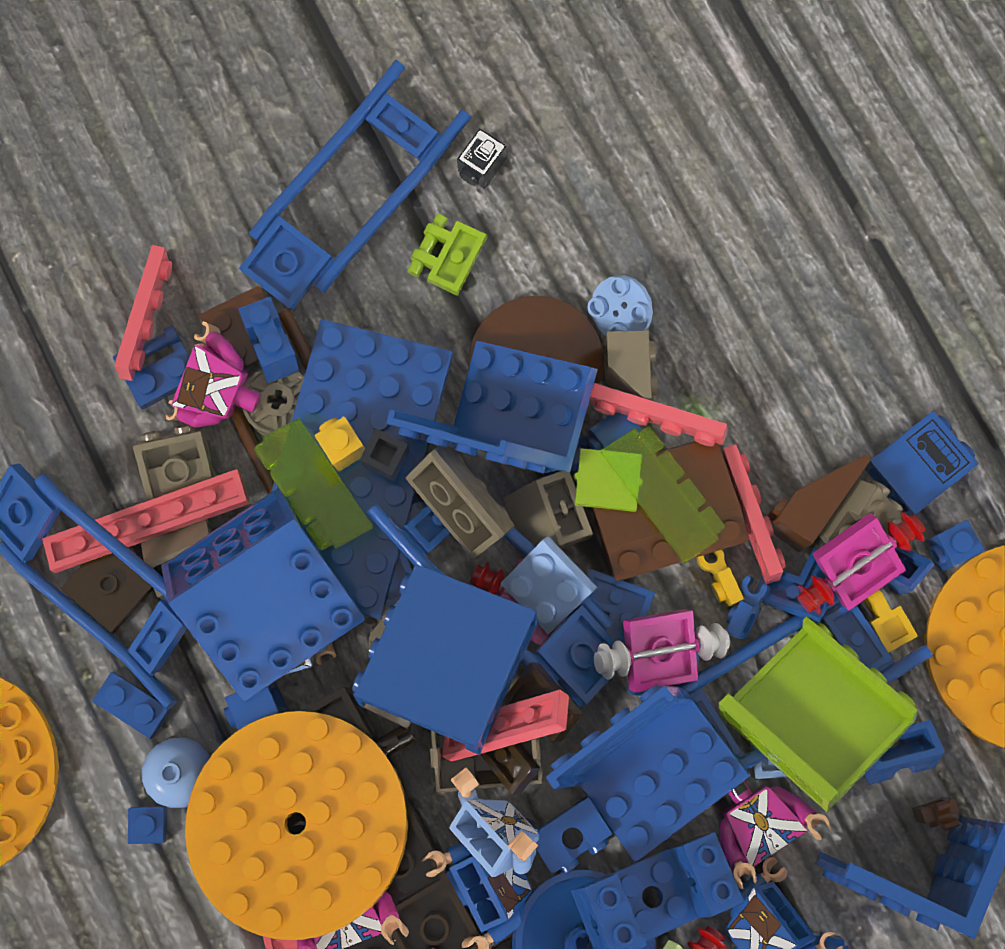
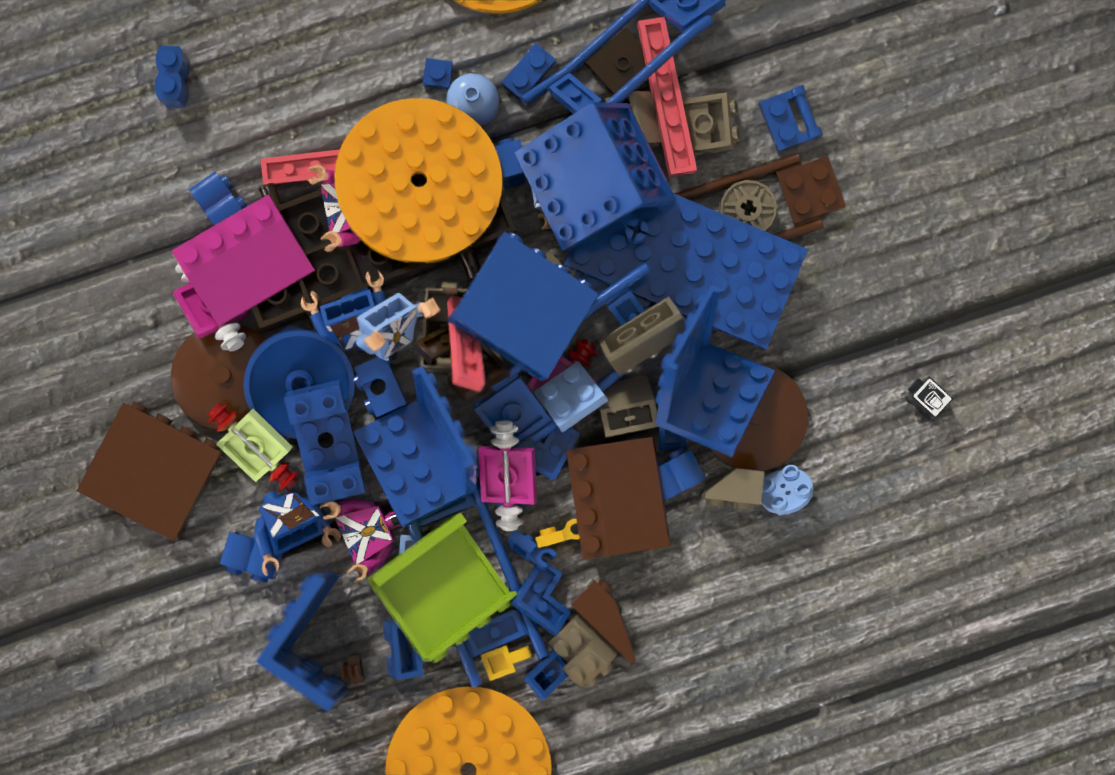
camera: 90 degrees right, 5 degrees up
(140, 323) = (824, 108): coral plate -> none
(212, 383) = (768, 158): torso -> none
(274, 351) = (784, 207): blue brick -> none
(290, 262) = (861, 232): blue plate -> none
(318, 486) = (669, 229): clear neon green windscreen -> none
(340, 443) = (702, 249): yellow brick -> none
(384, 455) = (687, 282): black brick -> none
(456, 257) = (849, 366): lime plate -> none
(600, 485) = (646, 455): lime piece -> none
(664, 501) = (620, 497): clear neon green windscreen -> none
(671, 419) = (686, 511): coral plate -> none
(758, 527) = (592, 570): coral plate -> none
(860, 561) = (552, 641): dark pink plate -> none
(922, 463) = (625, 711): blue brick -> none
(954, 545) = (556, 723): blue brick -> none

